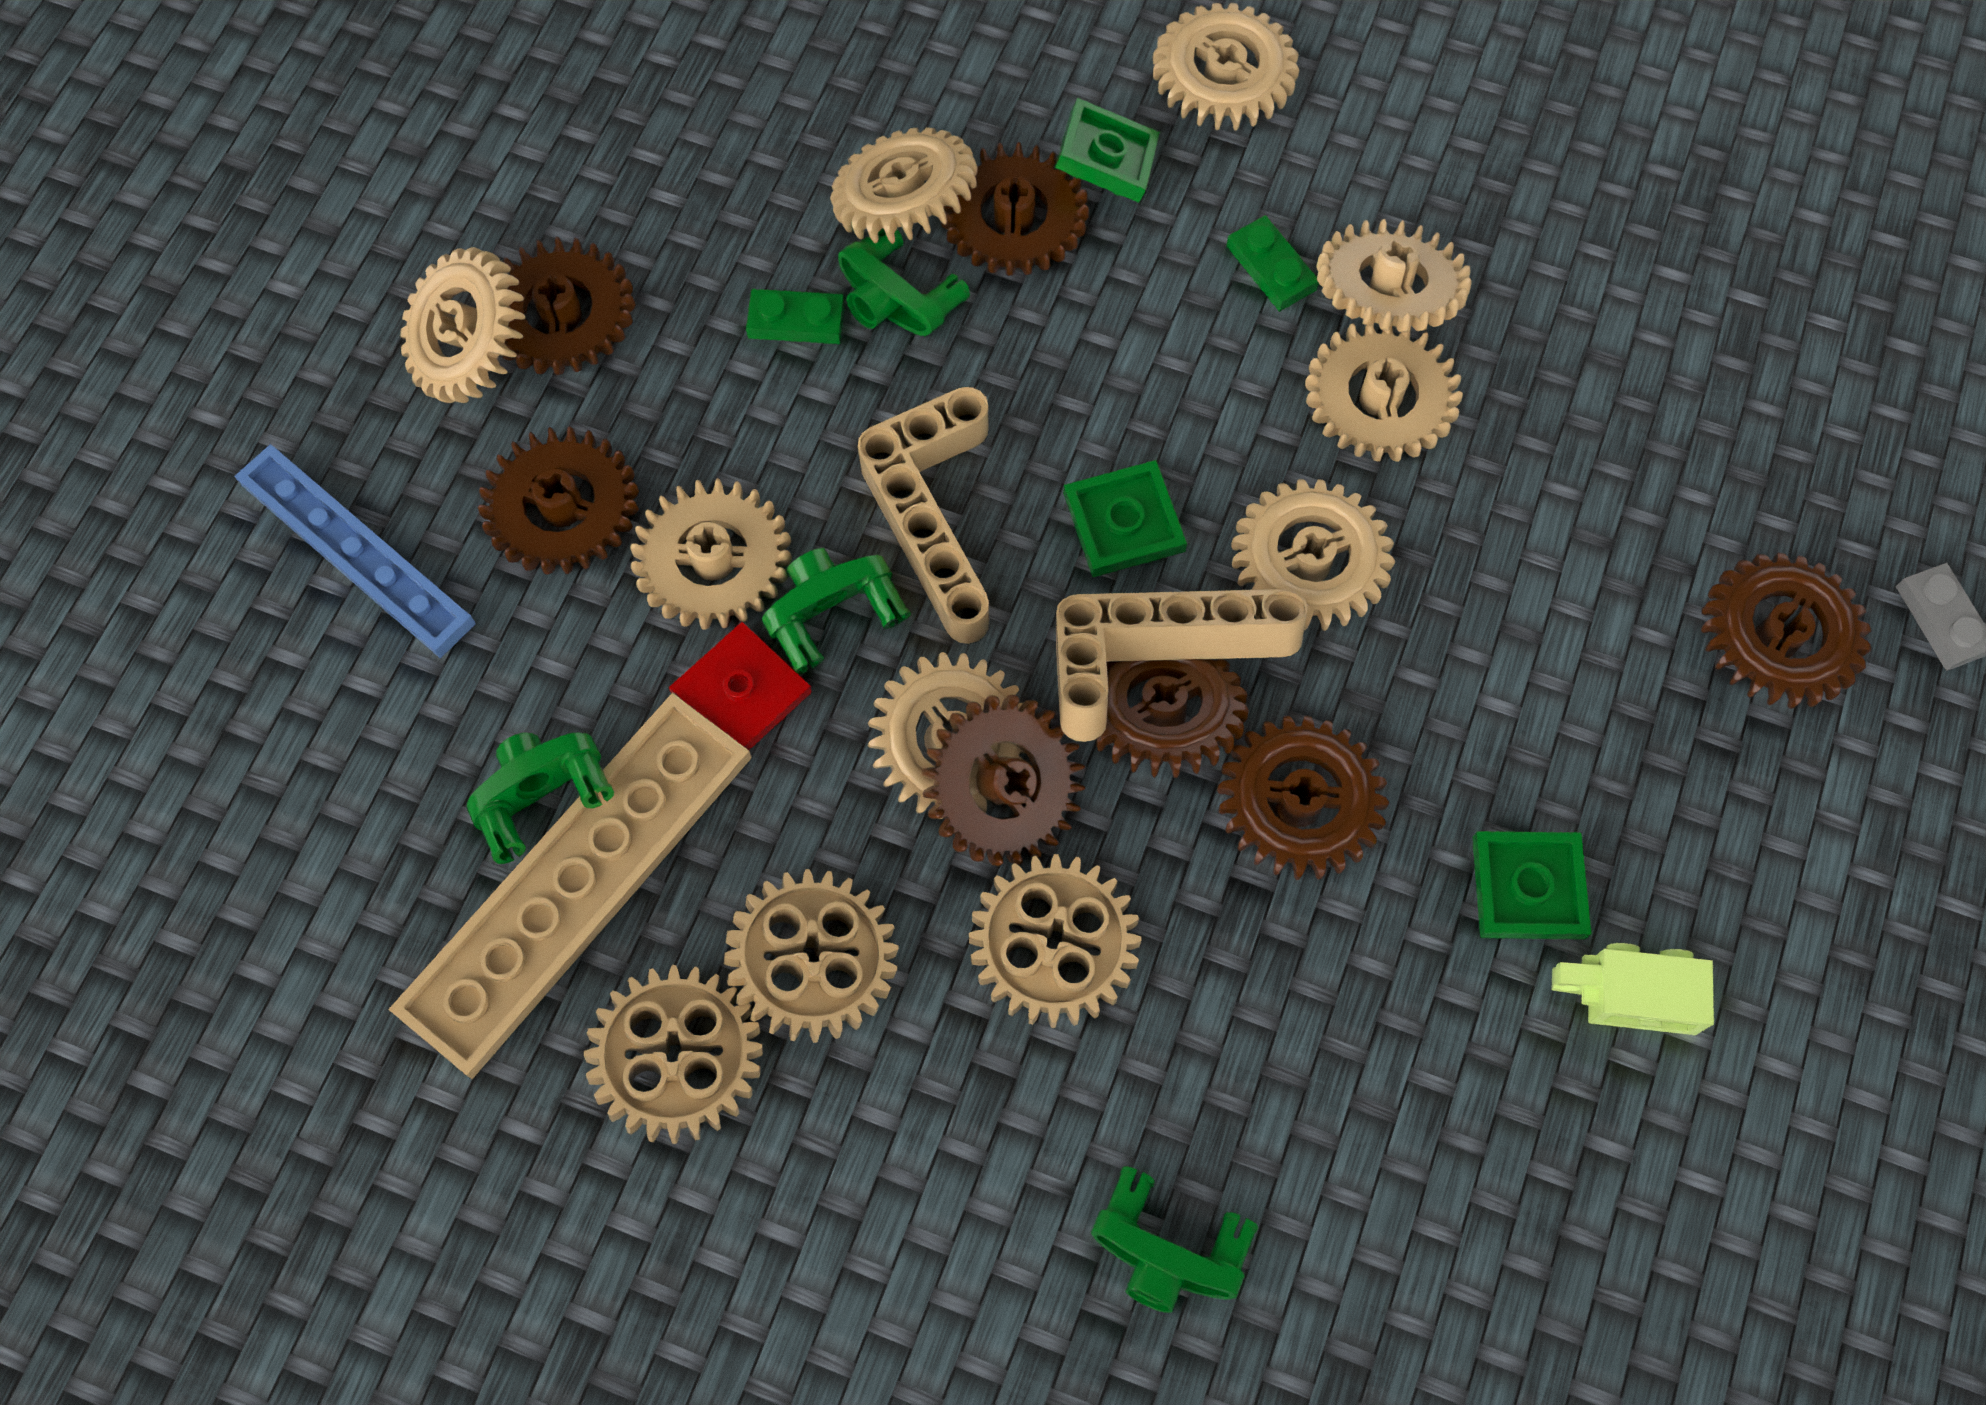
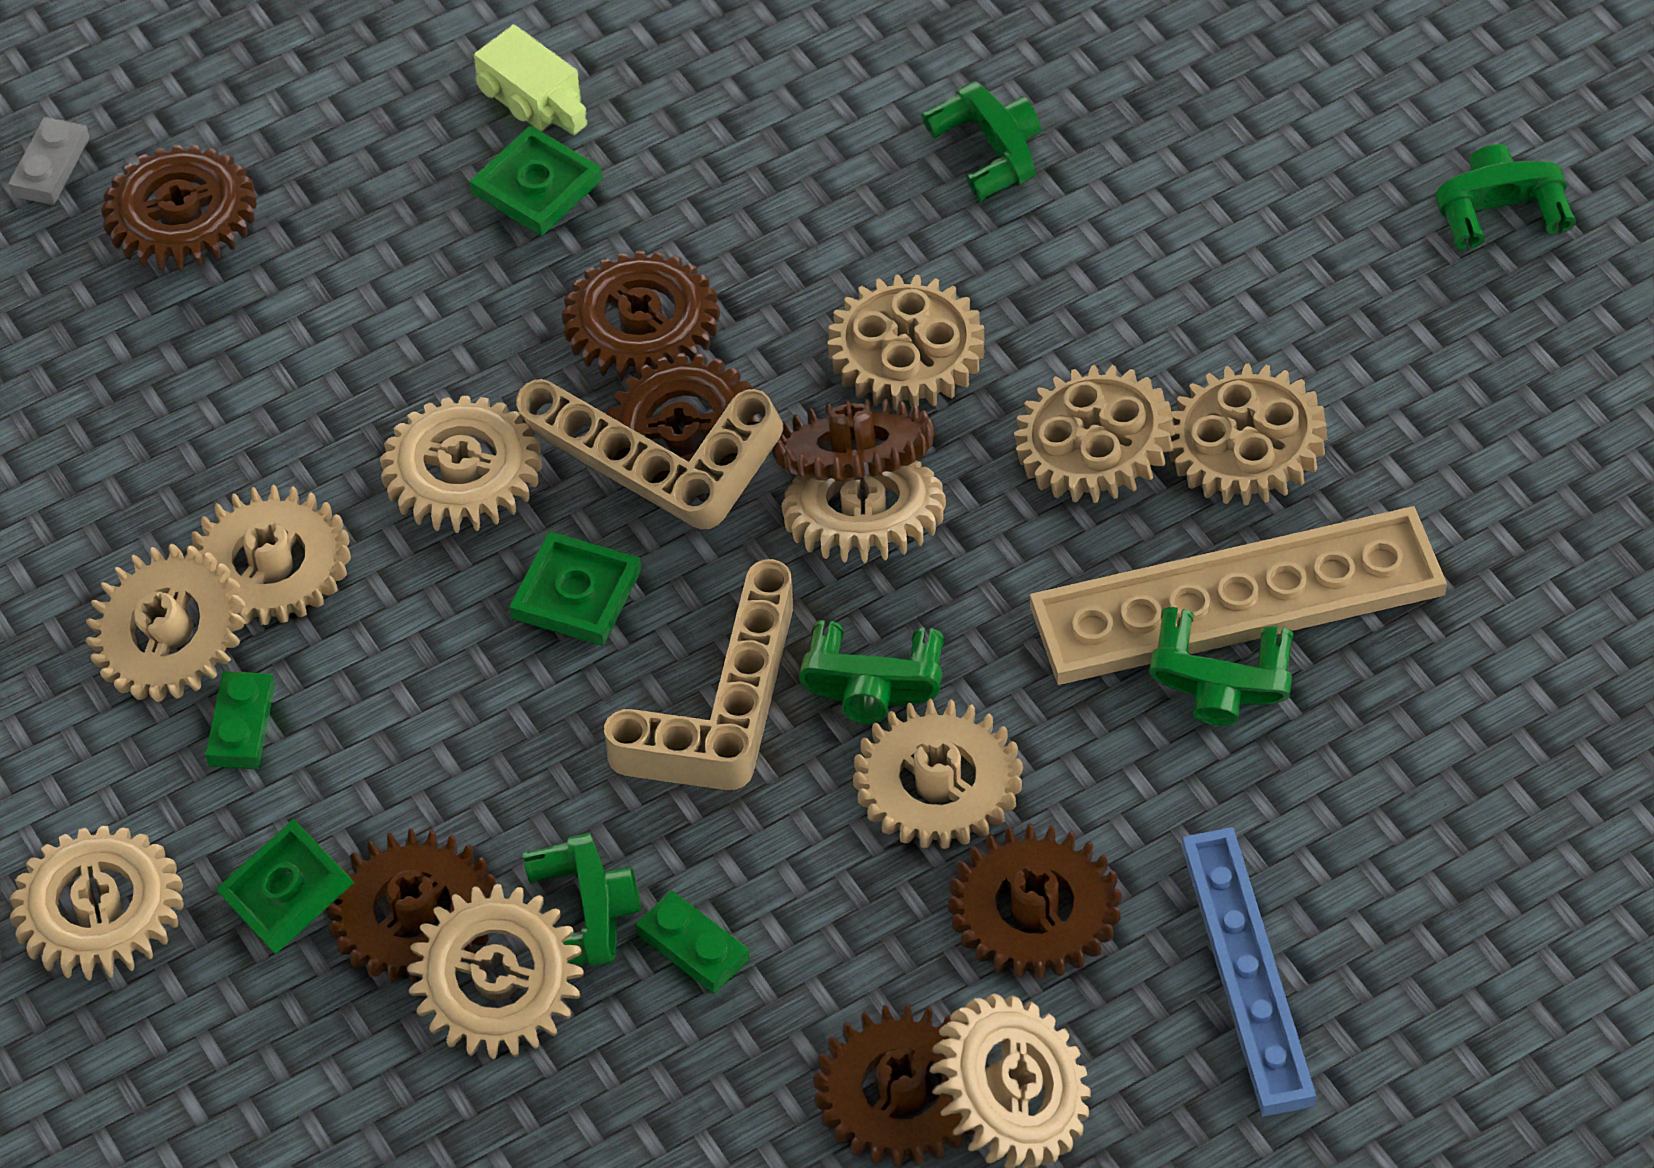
camera: 140 degrees left, 15 degrees down
(742, 687) = (997, 660): red plate -> none

